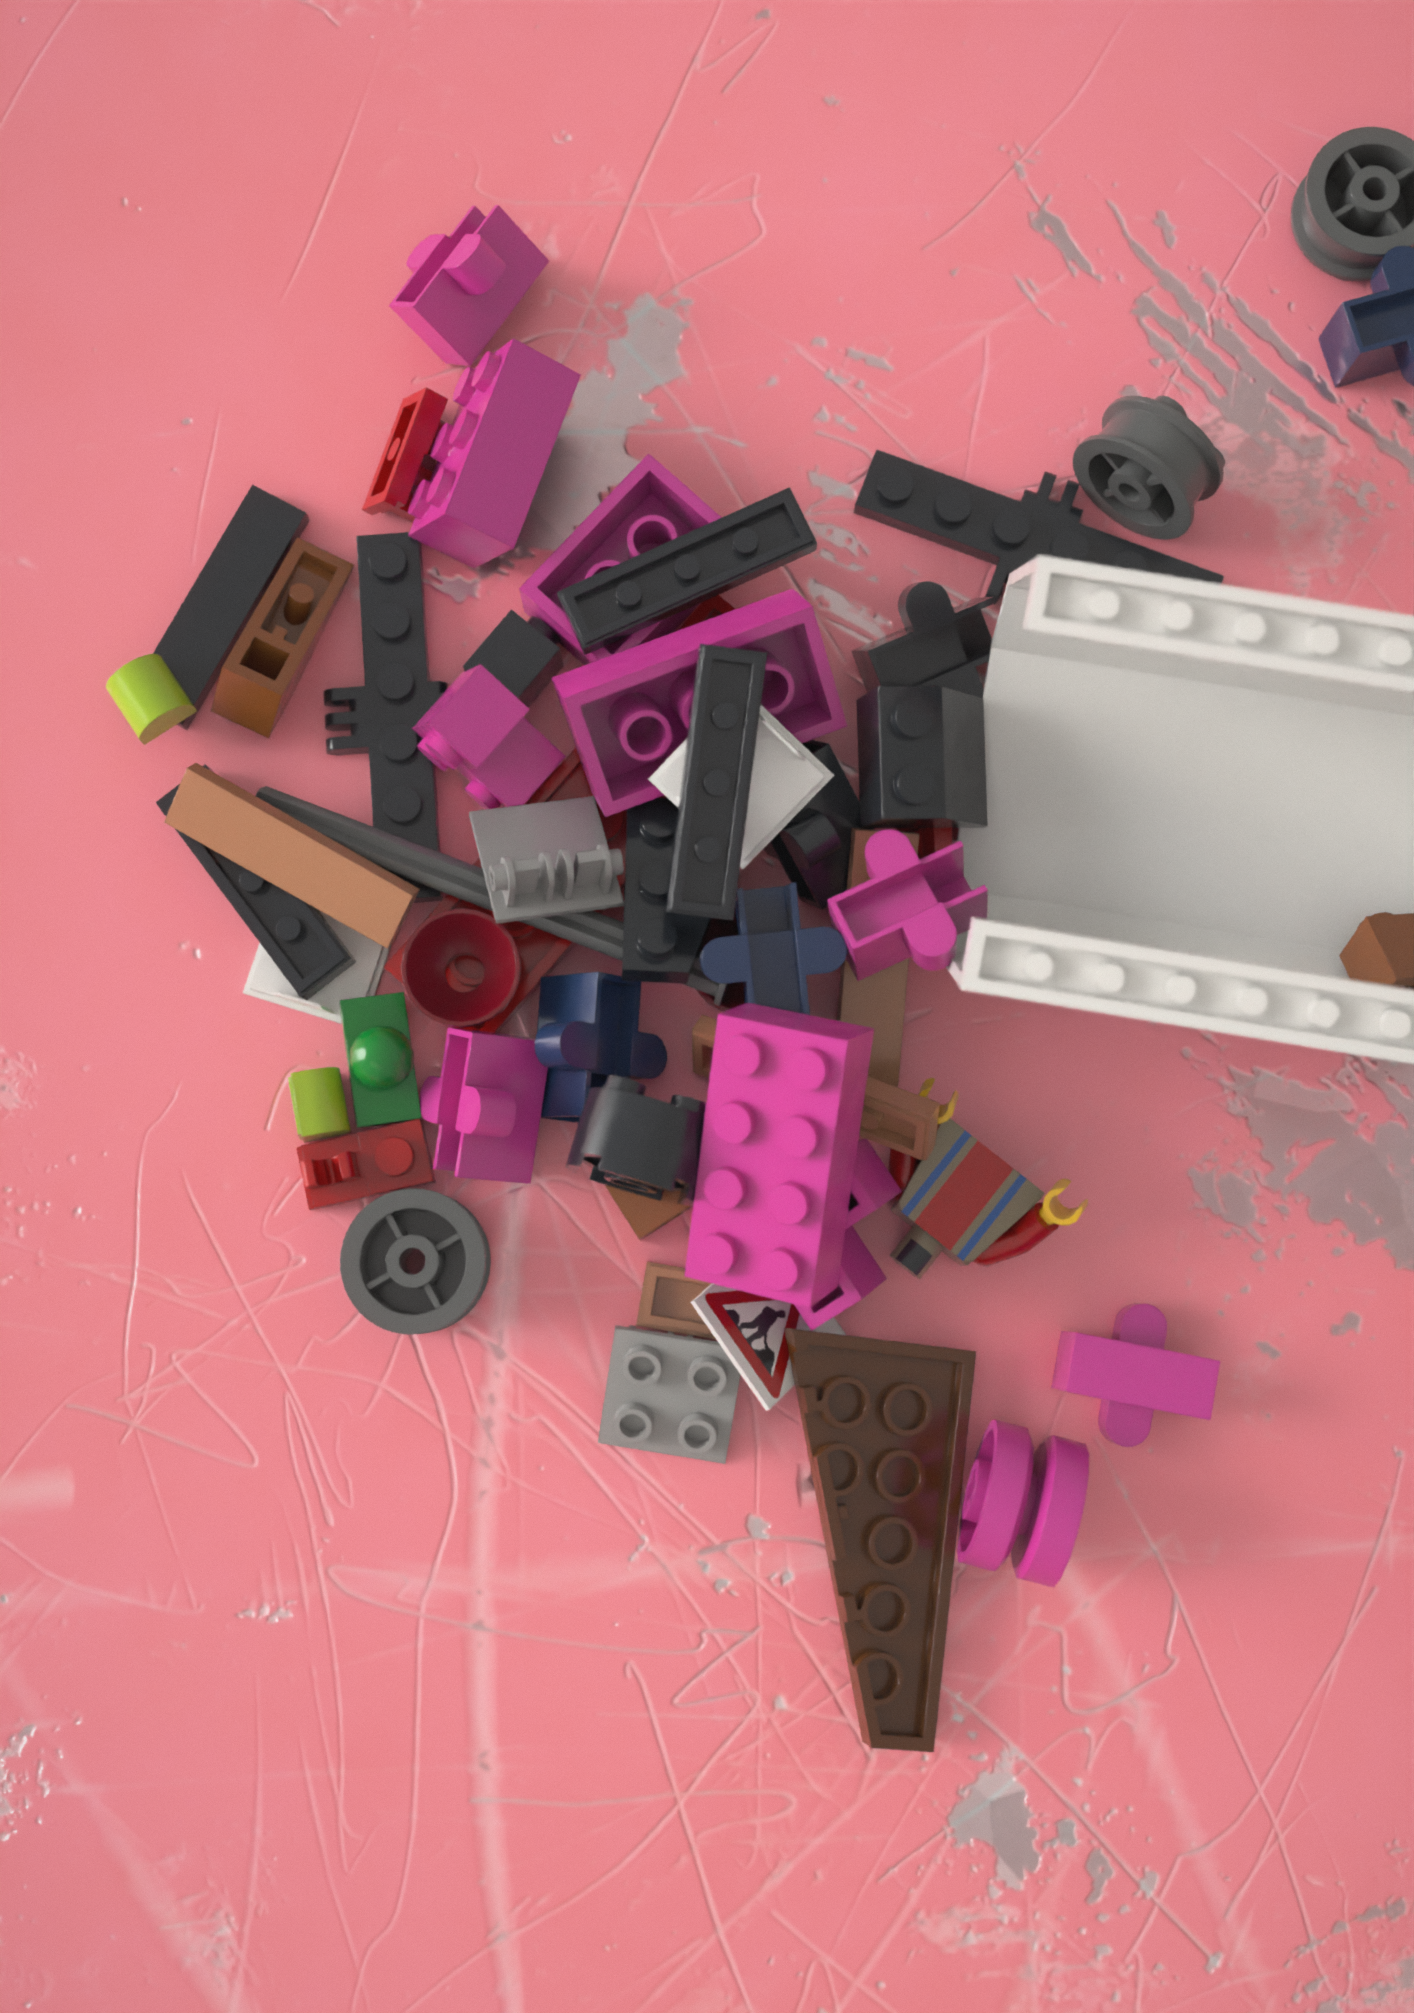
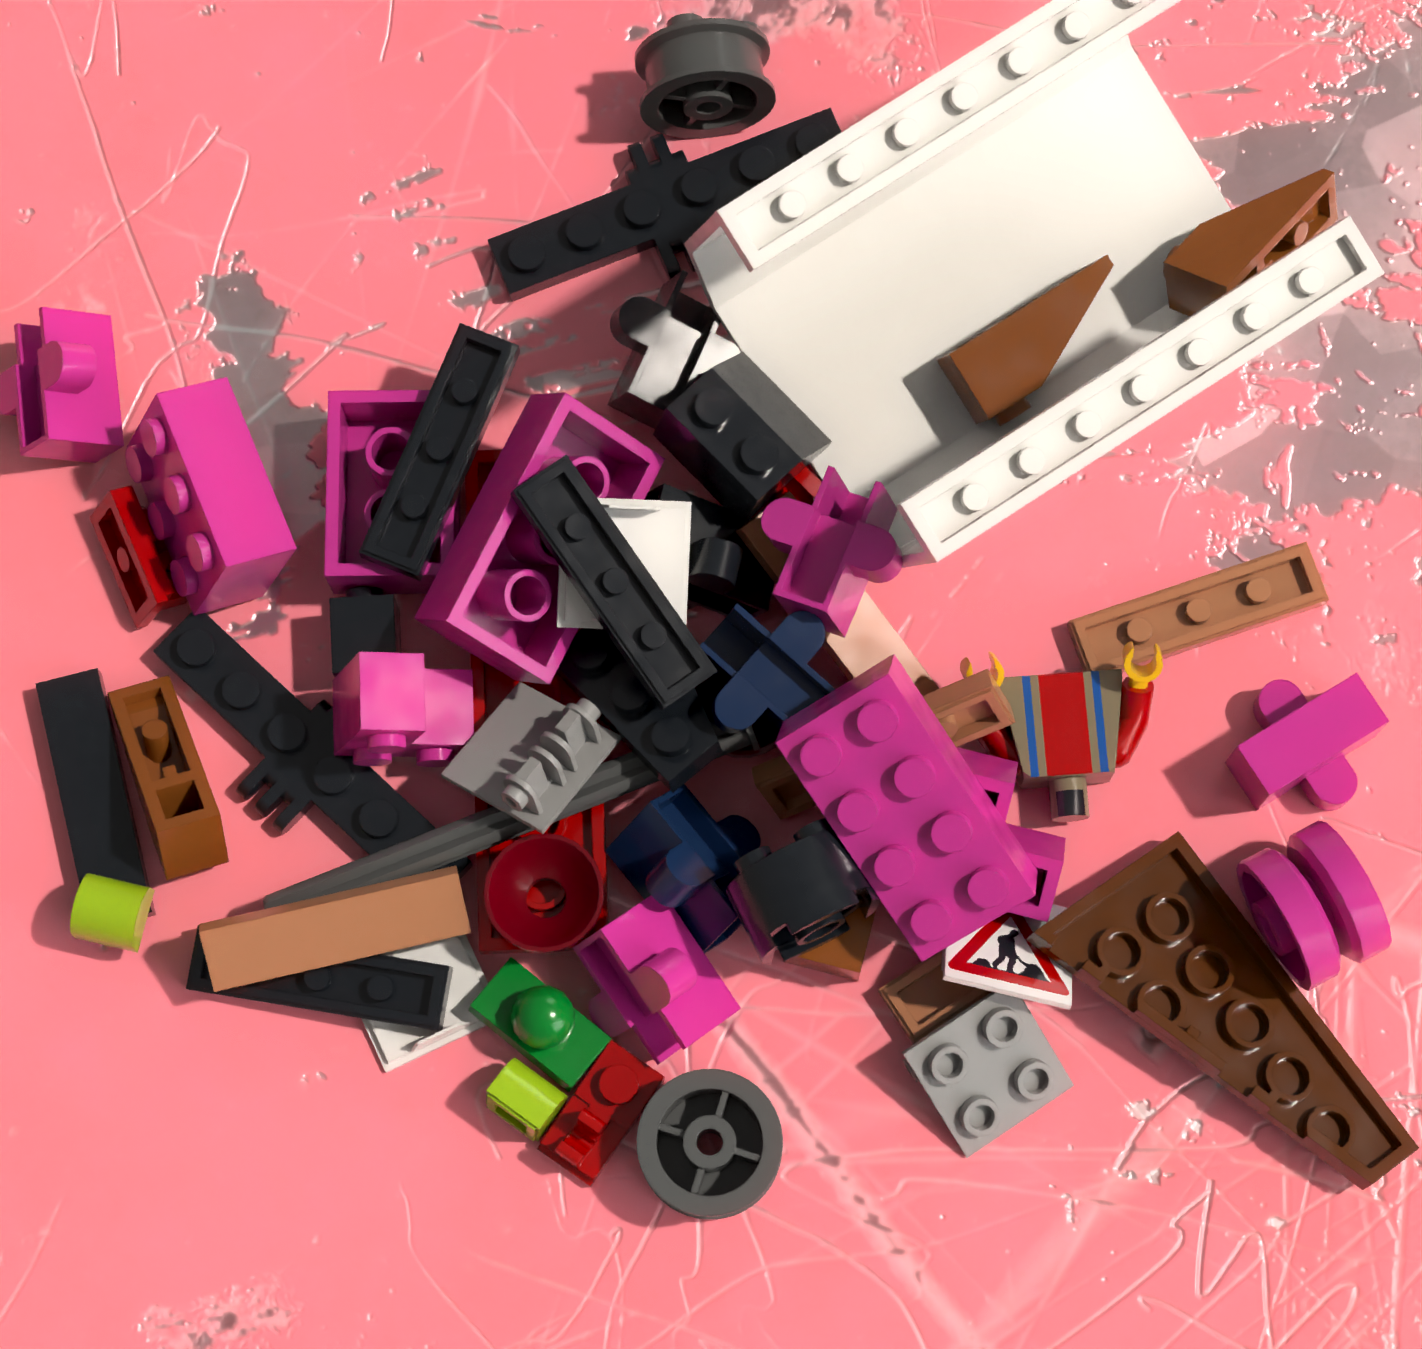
camera: 35 degrees left, 5 degrees down
(1148, 1202) = (1200, 610): none -> nougat tile
(1192, 885) = (1018, 352): none -> dark orange slope

